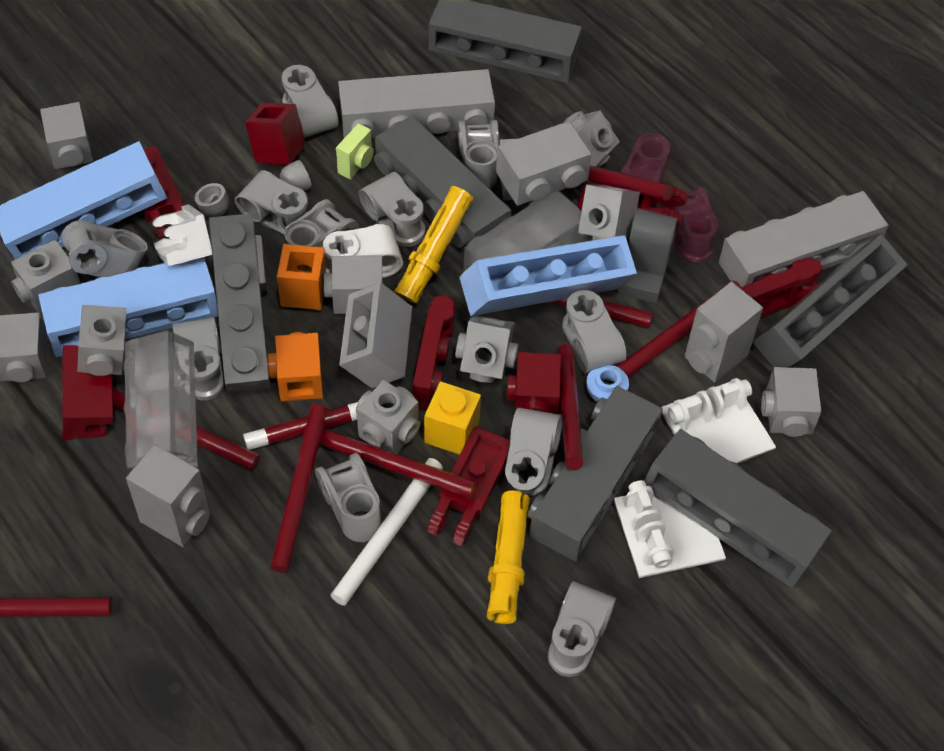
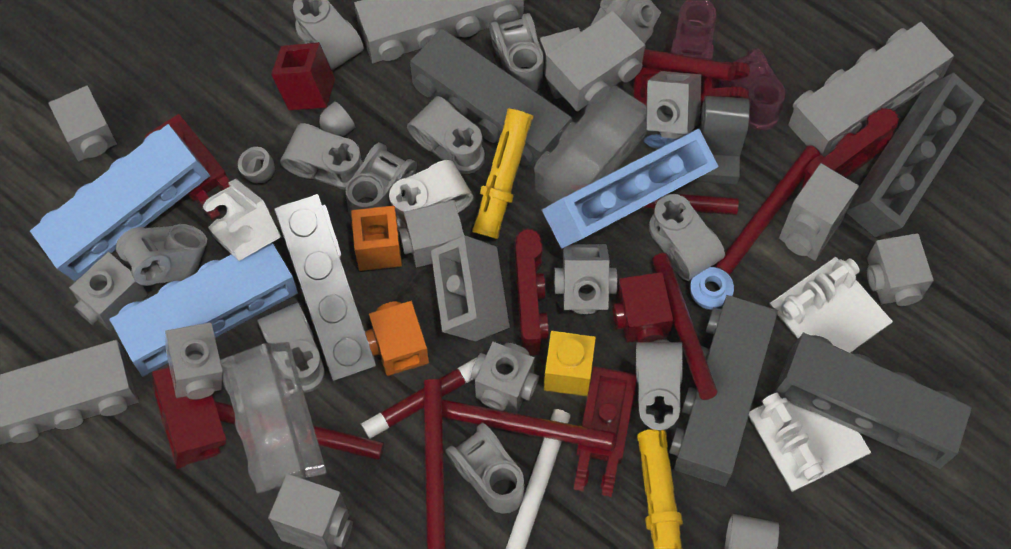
camera: 10 degrees left, 10 degrees up
(354, 151) = (390, 78): yellowish green plate -> none

